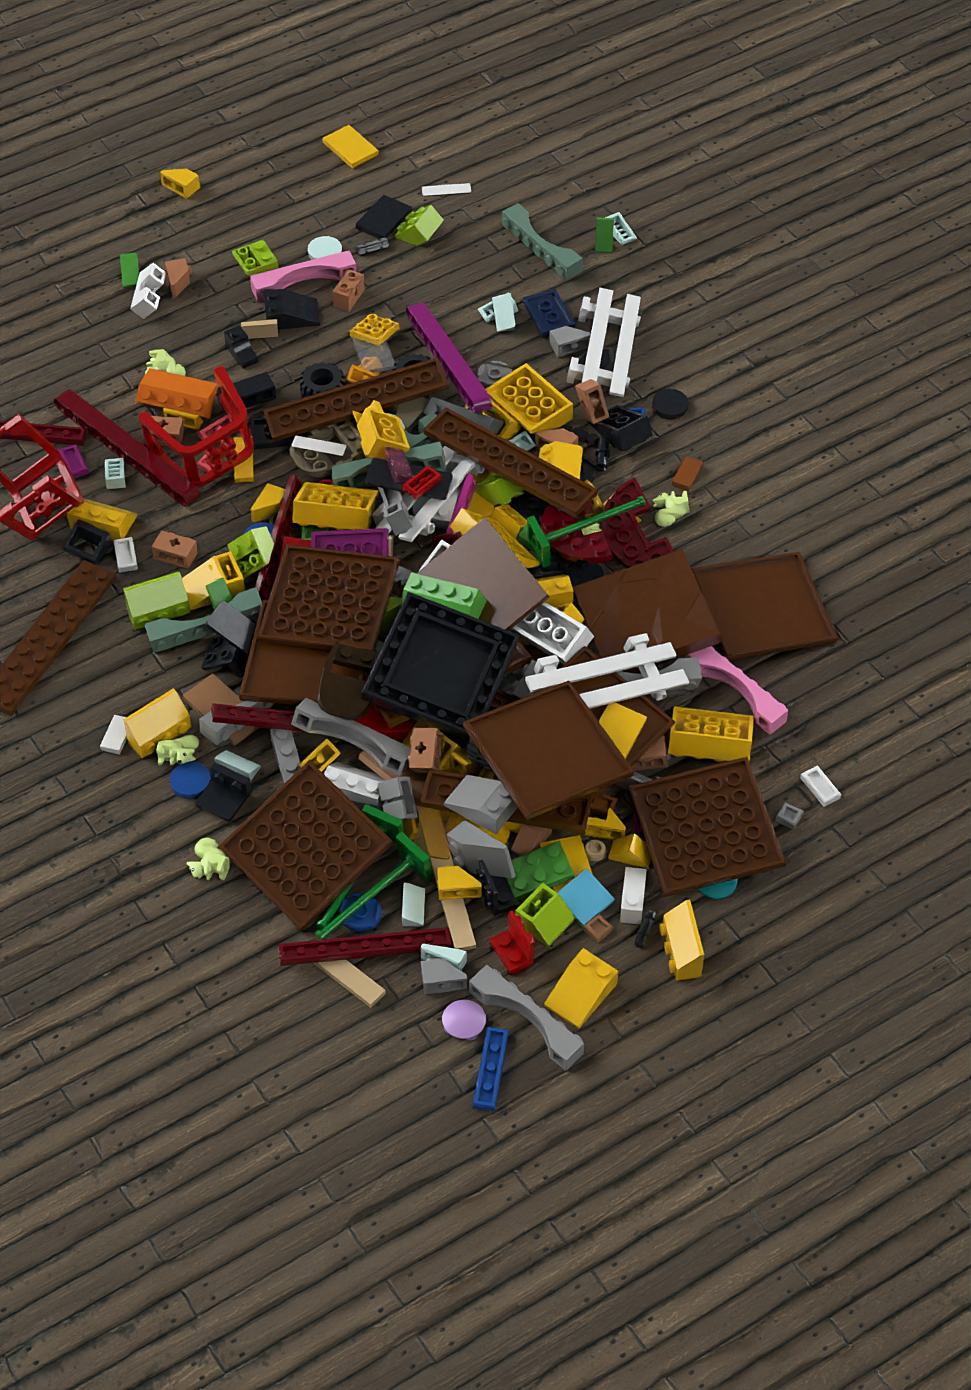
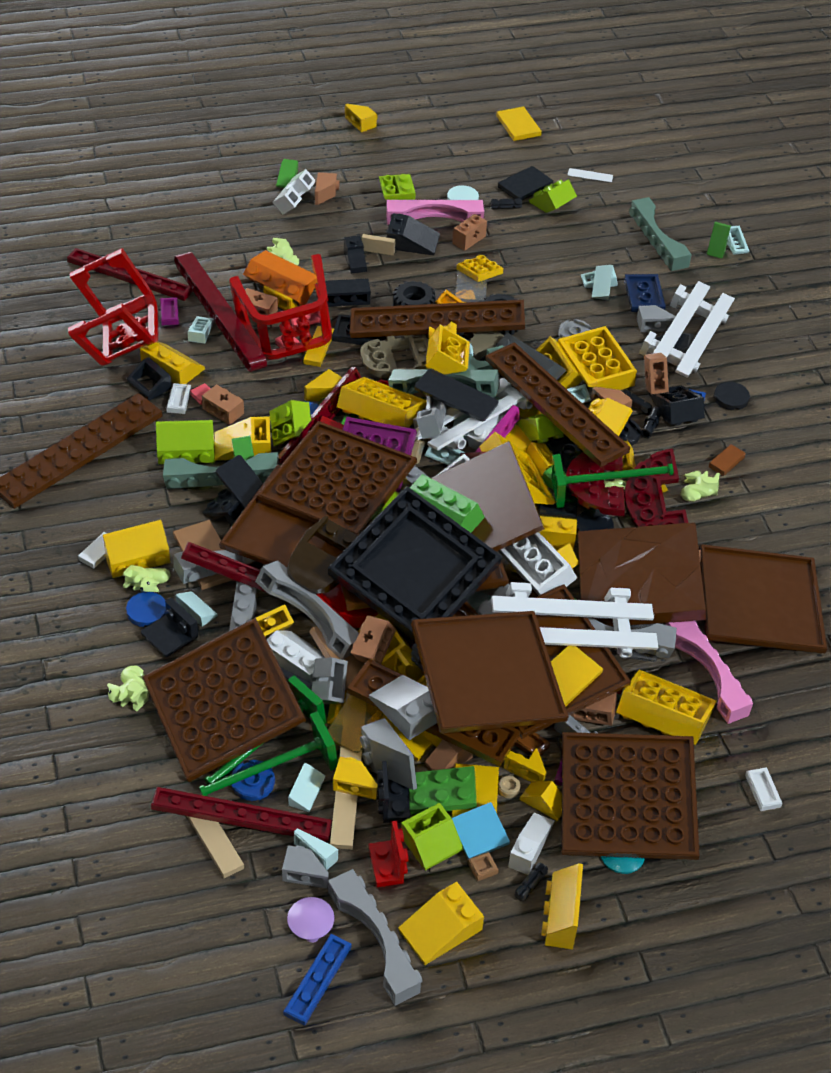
camera: 15 degrees right, 5 degrees down
(145, 543) = (197, 392): none -> coral tile
(319, 445) = (389, 349): white sticker -> none
(398, 464) = (450, 379): clear pink slope -> none
(420, 544) = (445, 455): none -> light aqua slope
(424, 484) = (467, 402): red tile -> none
(449, 358) = (536, 305): magenta beam -> none
(789, 815) = (721, 809): light grey tile -> none

